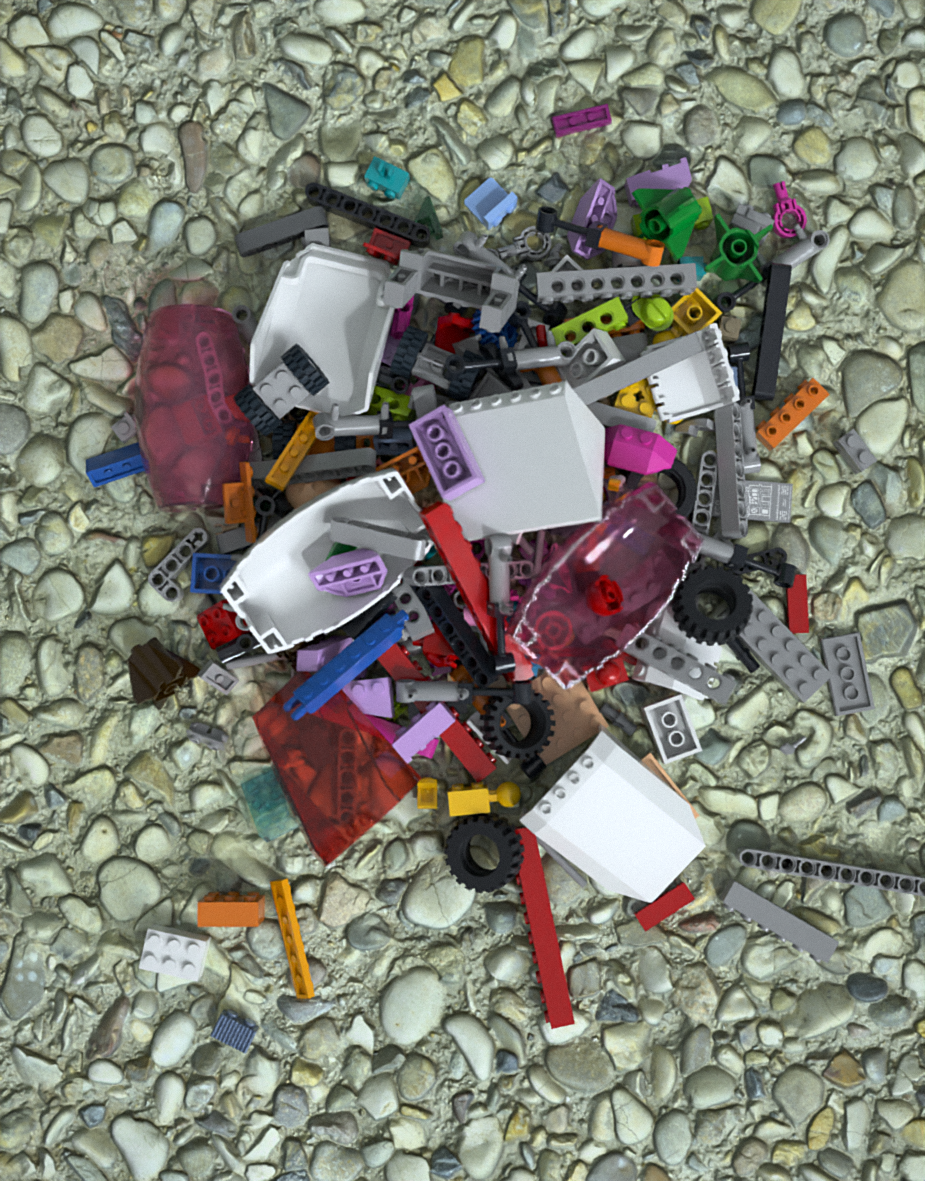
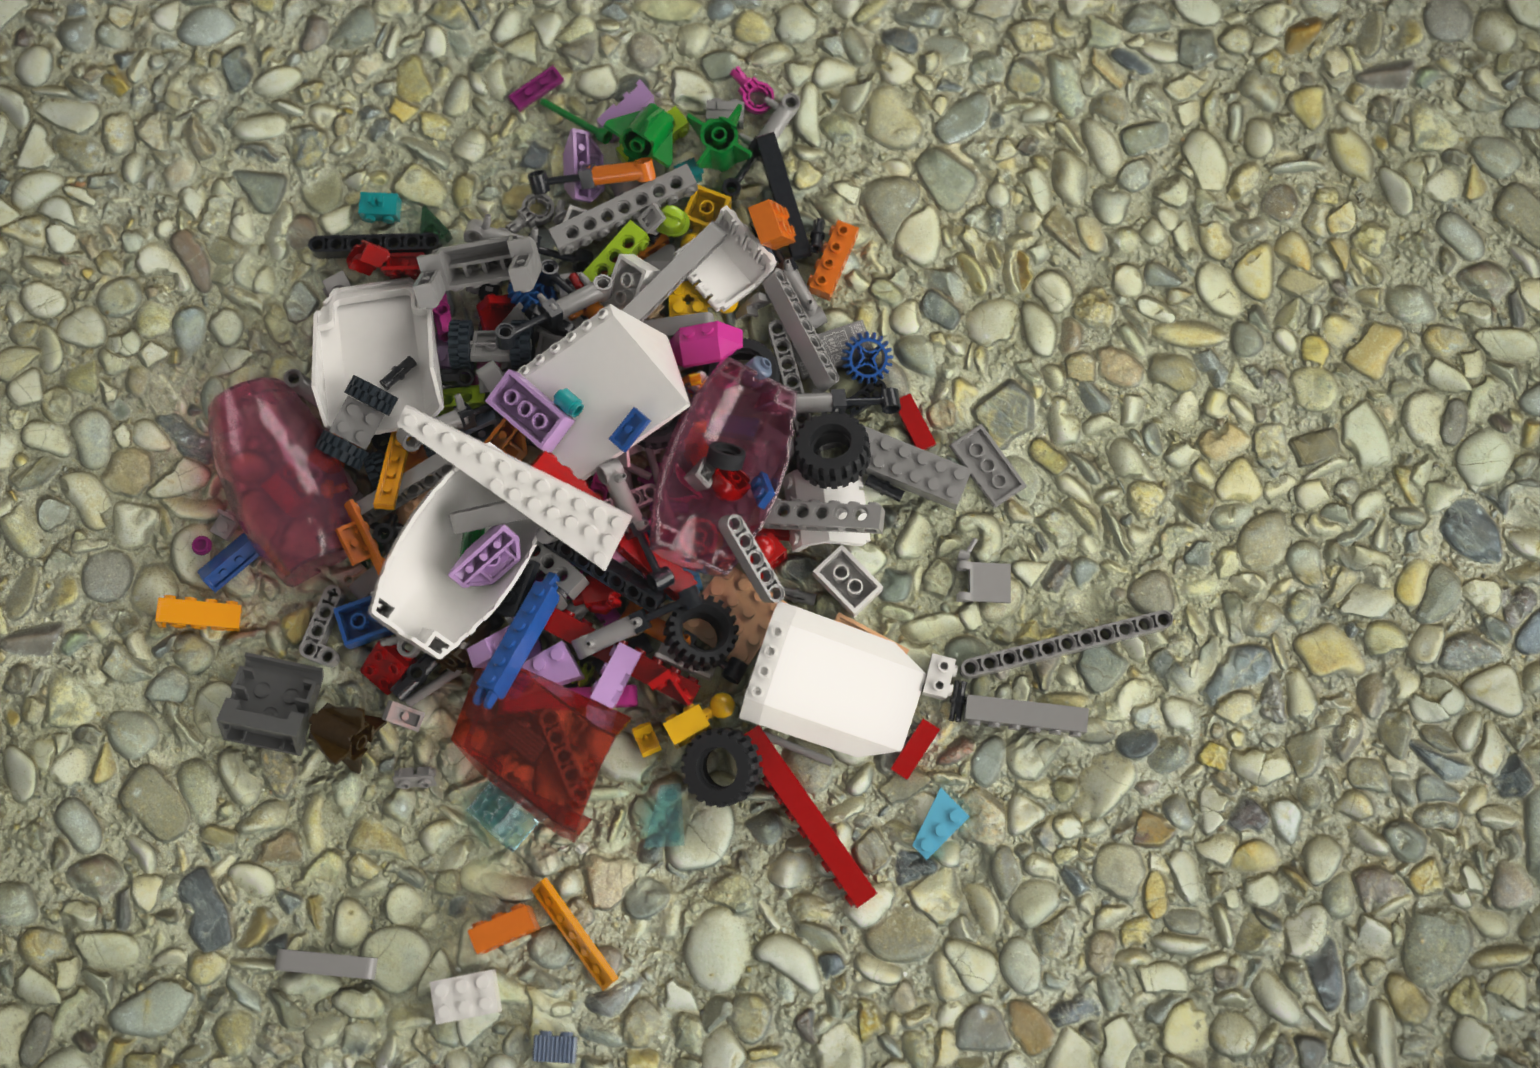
camera: 25 degrees left, 10 degrees down
(64, 869) = (326, 964): none -> light grey beam
(70, 503) = (198, 614): none -> light orange wedge
(98, 437) = (202, 545): none -> magenta plate
(105, 613) = (271, 704): none -> dark grey panel
(280, 231) = (299, 293): dark grey beam -> none
(339, 354) = (392, 377): none -> black pin
(355, 226) = (367, 257): none -> red brick
(415, 873) = (667, 819): none -> clear light blue wing
(437, 564) = (561, 509): none -> white wing
(465, 752) = (661, 682): none -> red bracket
(486, 461) = (568, 402): none -> teal brick
(490, 203) = (484, 190): light blue bracket -> none
(533, 516) = (629, 429): none -> blue plate
(580, 578) = (700, 475): none -> light grey slope
(597, 715) = (743, 554): none -> light grey beam
(611, 571) = (725, 456): none -> black tyre
(625, 195) = (602, 134): none -> green piece
(631, 619) = (762, 490): none -> blue plate
(638, 304) = (651, 219): none -> light grey bracket
(657, 983) = (940, 823): none -> medium azure wing
(679, 496) = (761, 365): none -> sand blue head
(716, 852) = (939, 677): none -> white brick
(722, 880) = (957, 701): none -> black pin
(730, 328) = (741, 206): dark tan brick -> none
(751, 360) = (772, 224): none -> orange brick
(786, 384) = (817, 235): none -> black pin
(797, 522) = (874, 352): none -> blue gear
(797, 782) = (986, 582): none -> light grey flag
(854, 451) = (904, 268): light grey brick -> none

